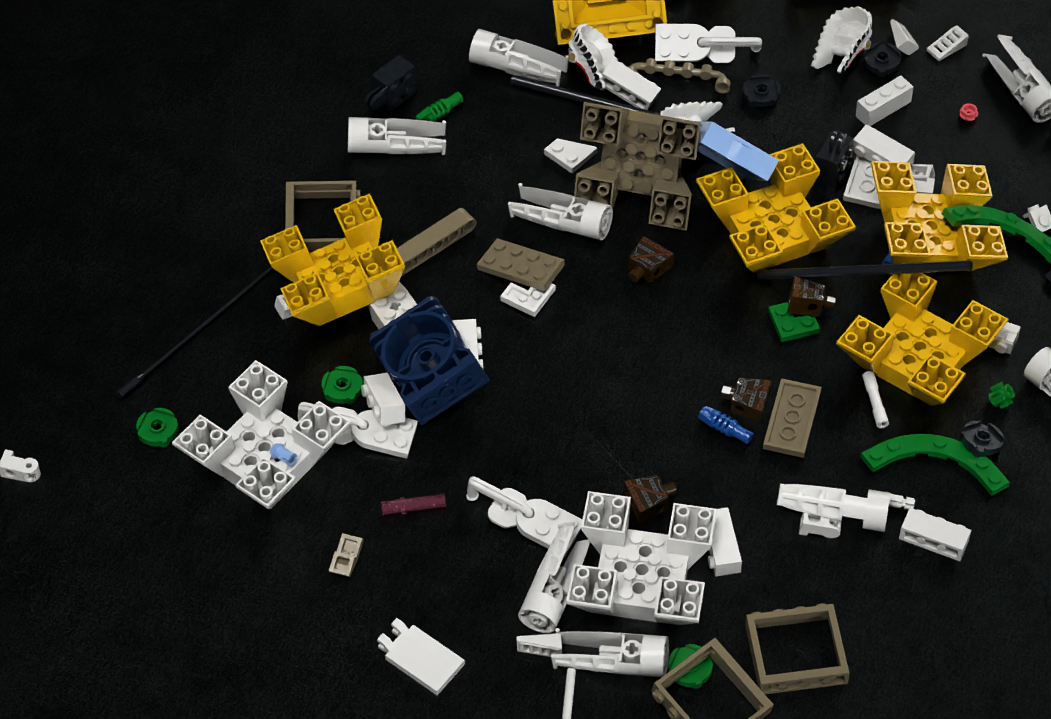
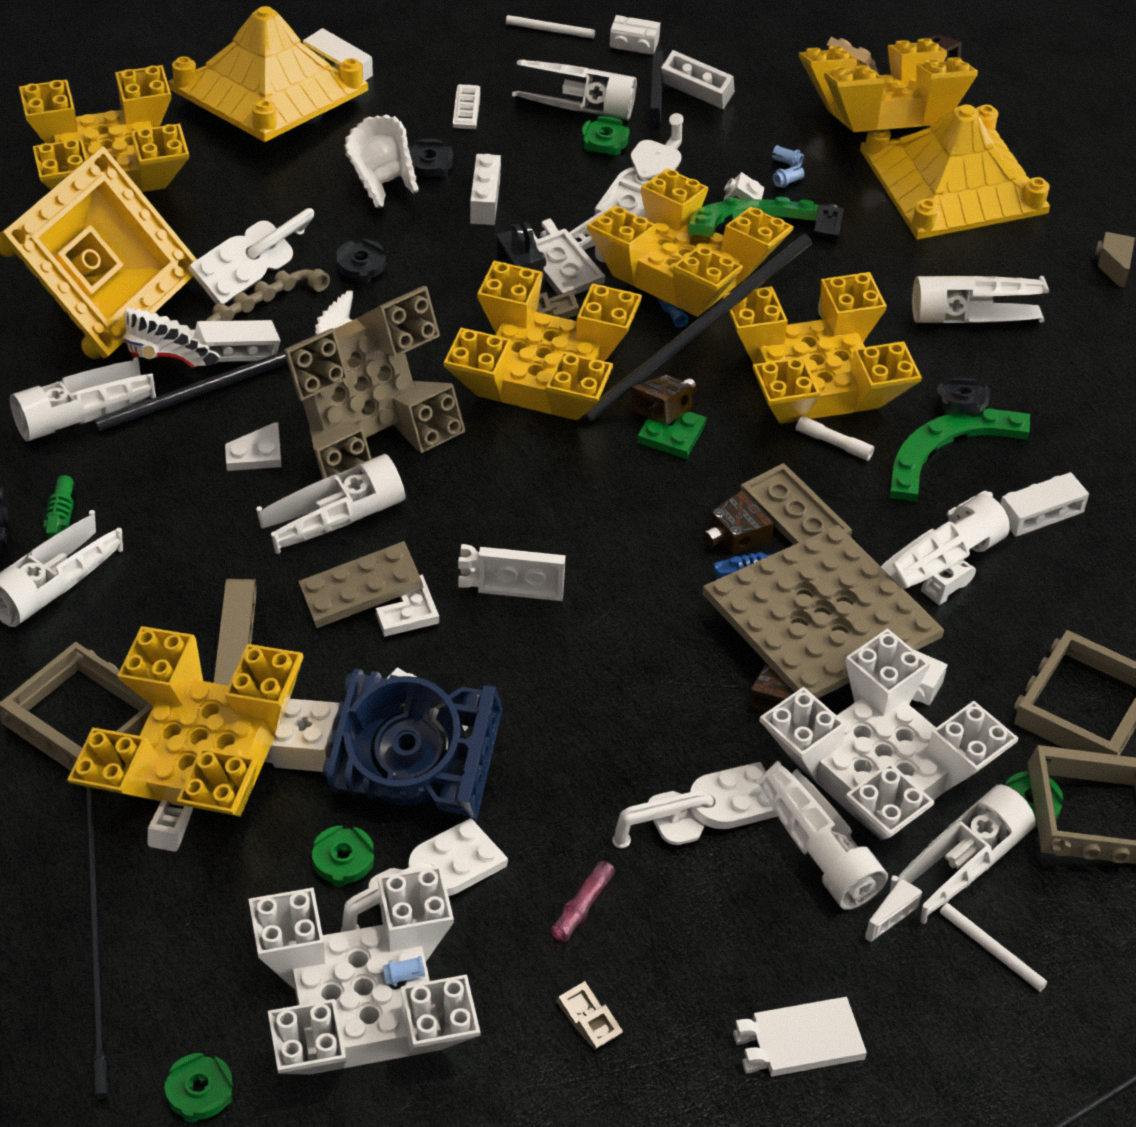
camera: 55 degrees left, 5 degrees down
(383, 399) = (419, 823): white brick -> none
(593, 321) = (512, 572): none -> white tile
(649, 261) = (475, 481): torso -> none
(718, 469) = (818, 607): none -> dark tan plate
(734, 152) = (467, 306): light blue tile -> none
(821, 194) = (559, 306): none -> dark tan slope
(879, 147) = (557, 223): white brick -> none
(903, 39) = (432, 128): white slope -> none
(968, 112) = (565, 149): coral plate -> none
(998, 157) = (649, 160): none -> white plate
(1001, 395) = (926, 349): green gear -> none
(1002, 129) = (596, 141): none -> green plate

